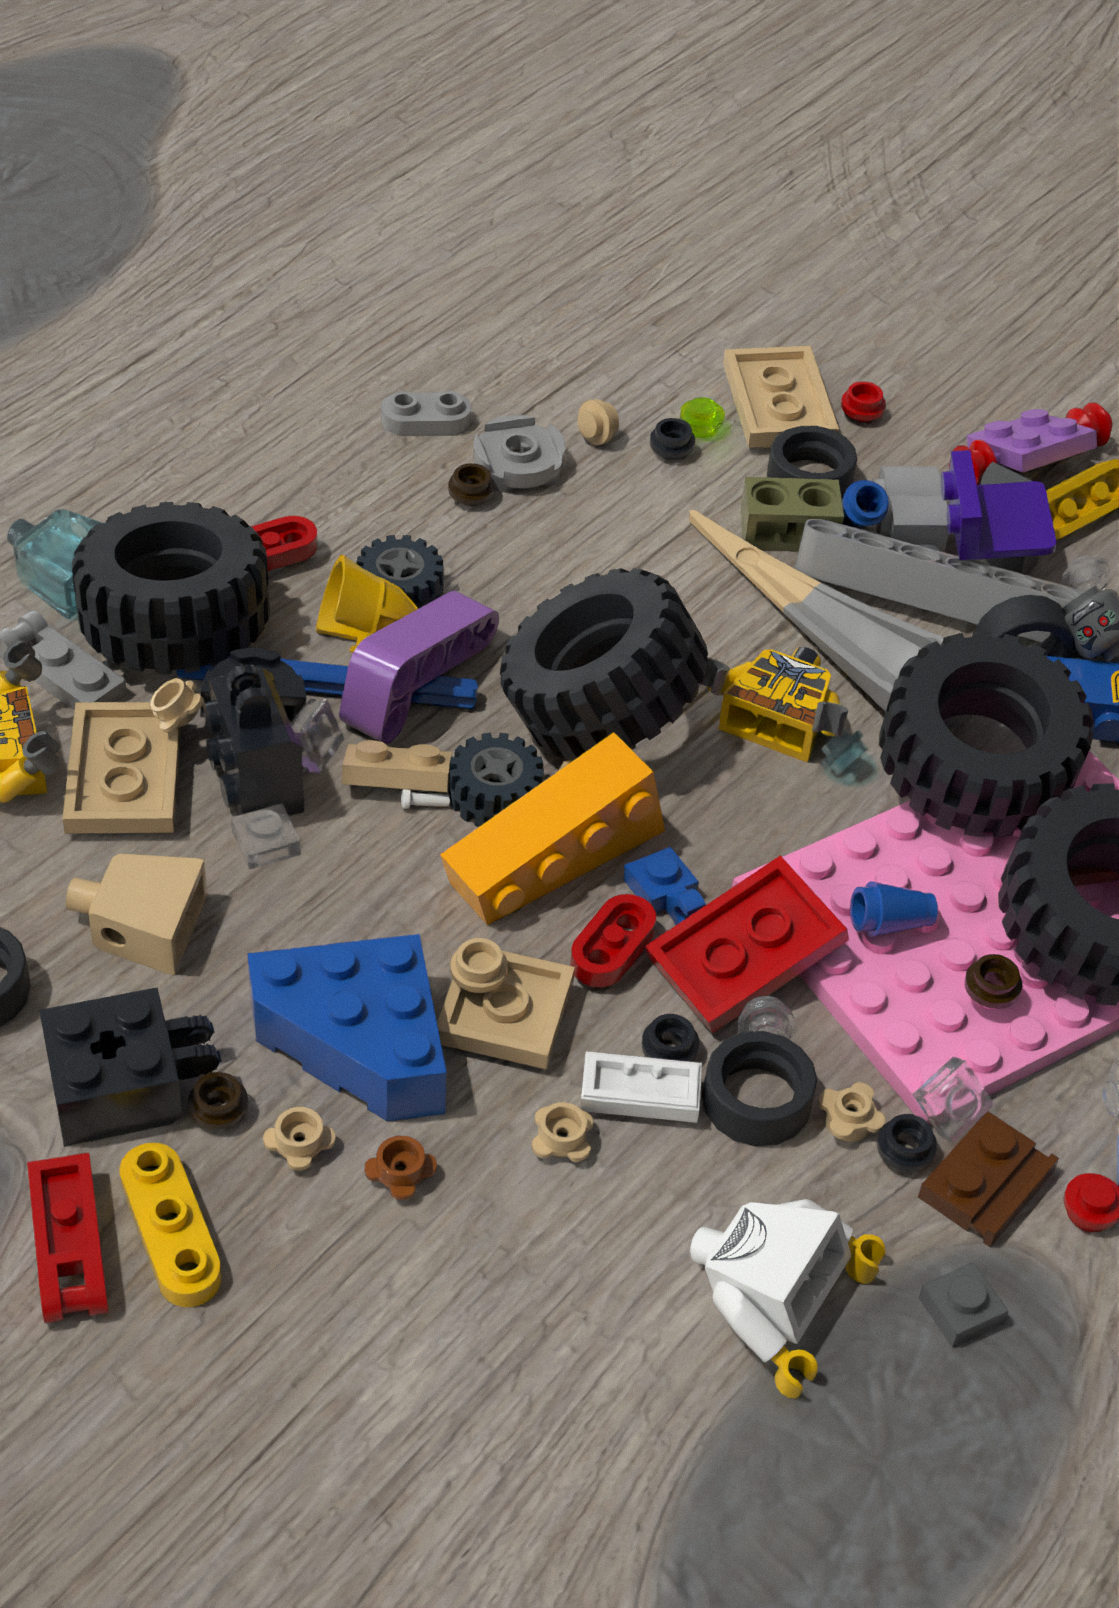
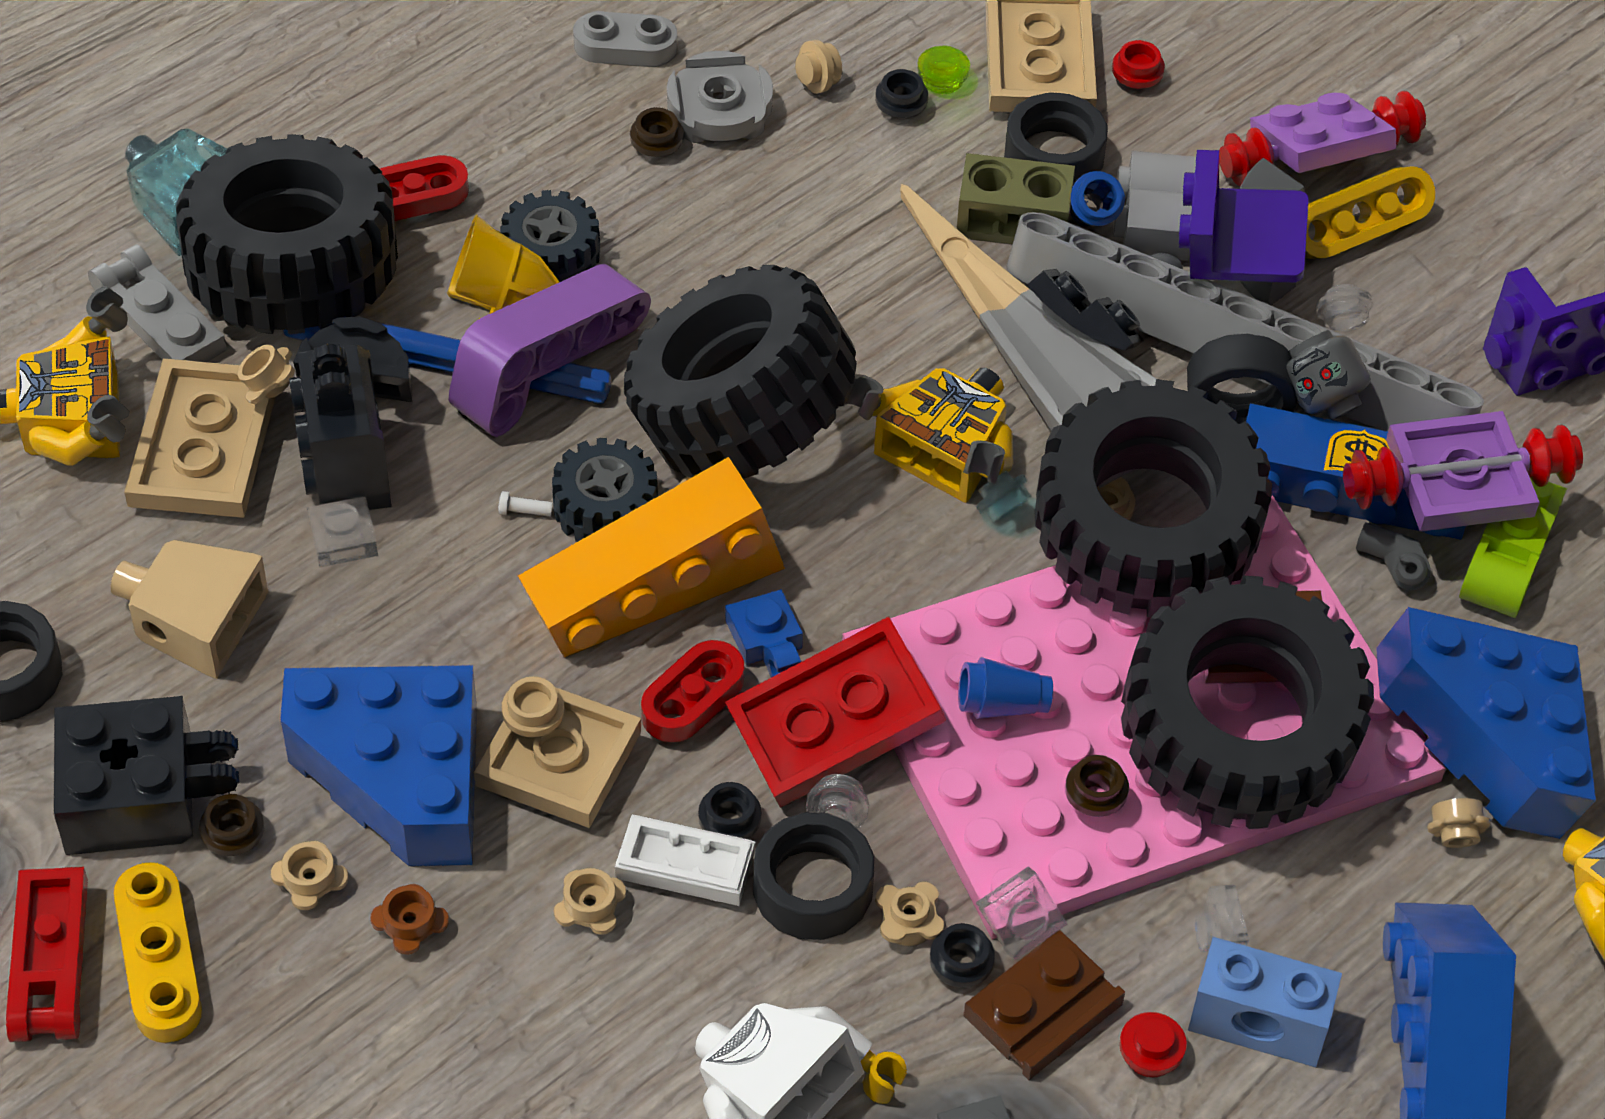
camera: 10 degrees right, 5 degrees up
(317, 734) = (415, 421): clear plate -> none
(401, 768) = (497, 466): tan plate -> none
(894, 601) = (1102, 320): none -> black slope

